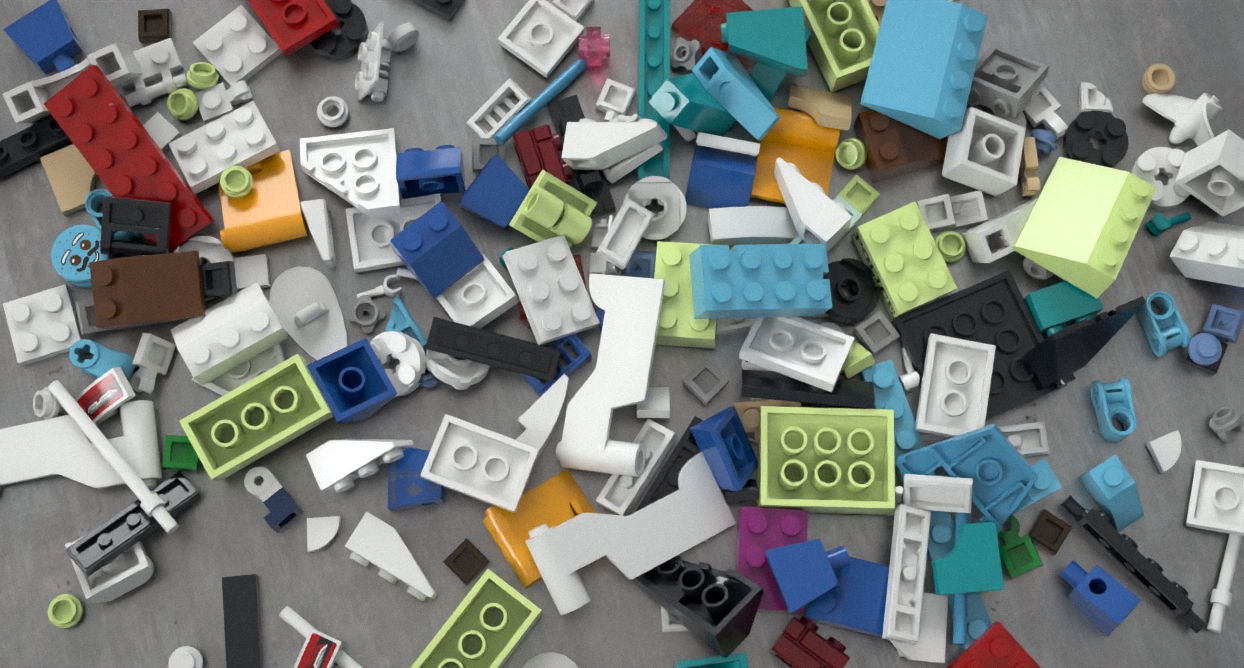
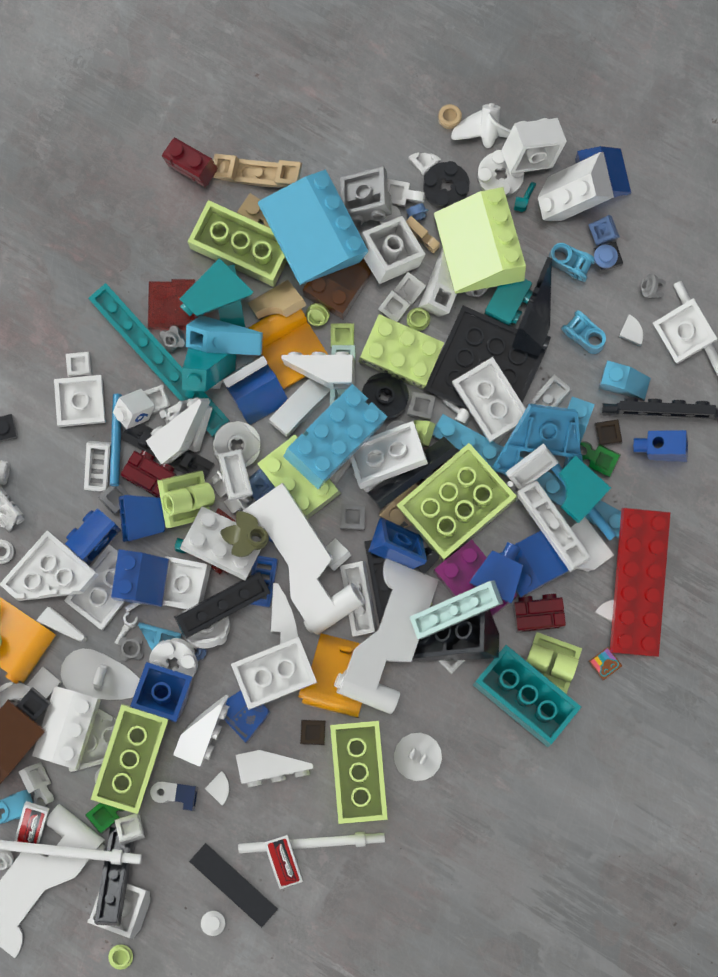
camera: 35 degrees left, 5 degrees up
(193, 489) = (129, 828): none -> white tile
(577, 295) = (241, 535): none -> olive plate
(585, 85) = (133, 408): none -> white brick
(594, 46) = (116, 380): clear pink gear -> none
(726, 567) = (456, 609): none -> light aqua plate

